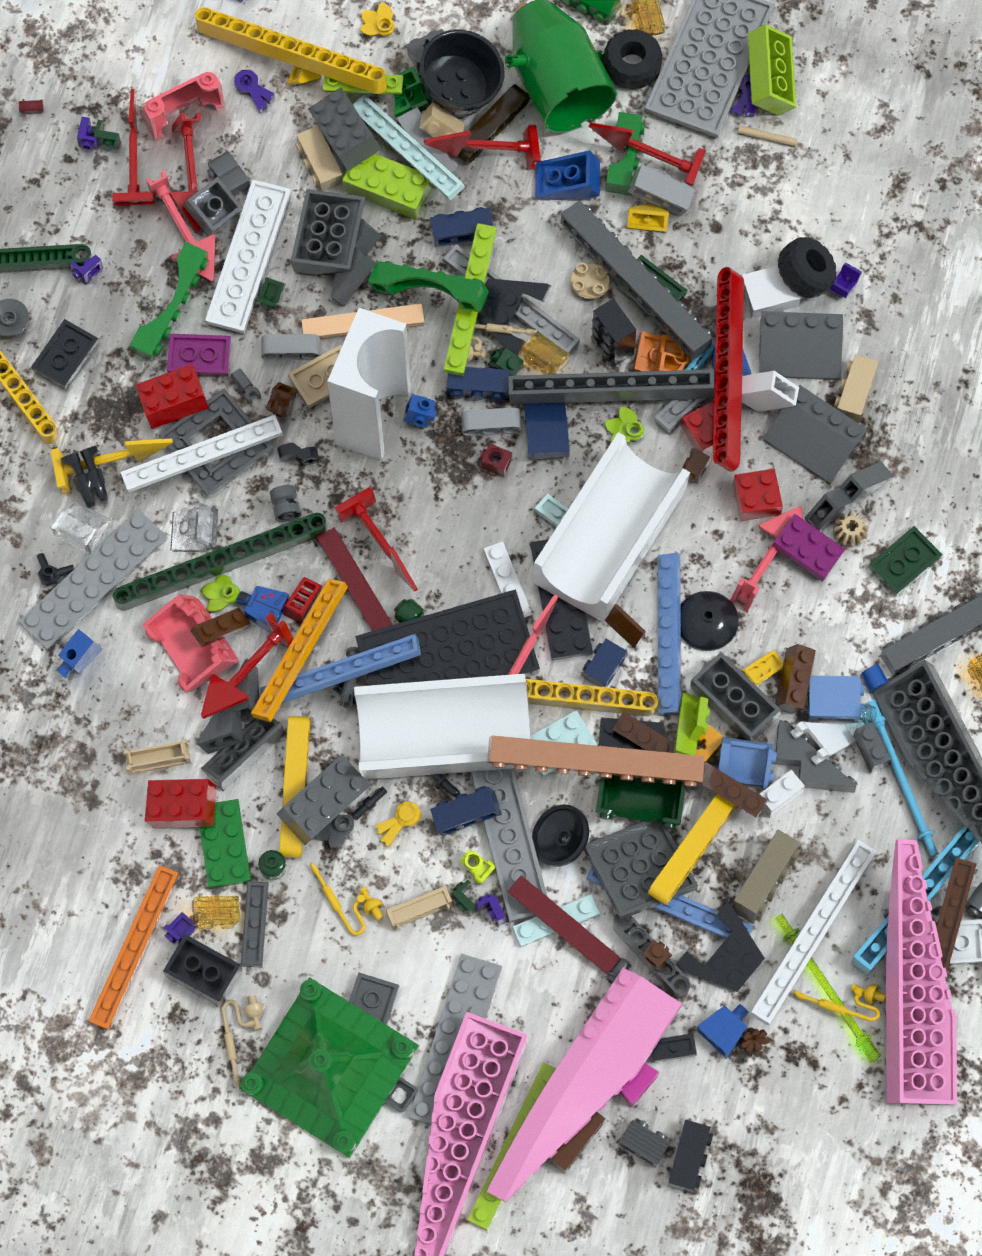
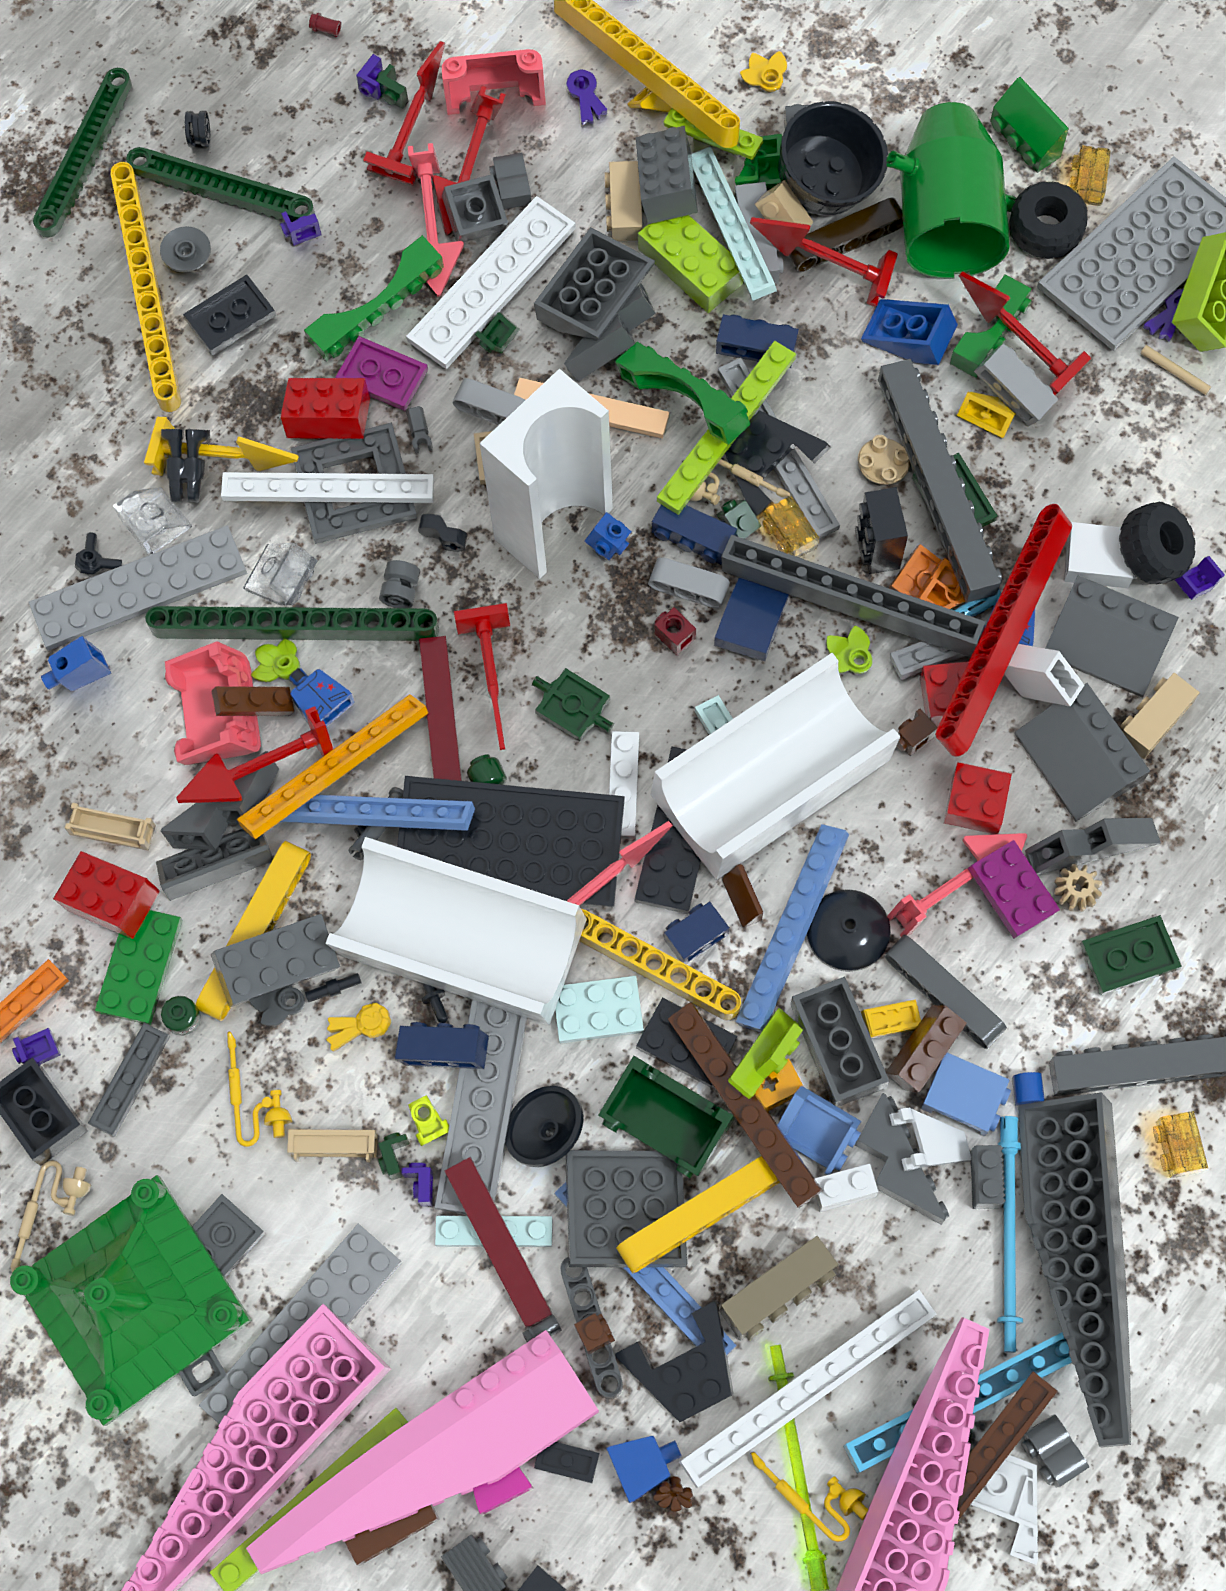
camera: 25 degrees right, 0 degrees up
(215, 911) = (86, 1044): clear yellow brick -> none
(281, 399) = (450, 461): reddish brown brick -> none
(296, 611) = (361, 719): red slope -> none
(447, 540) = (572, 704): none -> dark green plate
(595, 759) = (620, 1051): nougat brick -> none
(789, 634) = (945, 990): none -> dark grey beam
(868, 714) = (999, 1132): clear light blue plate -> none

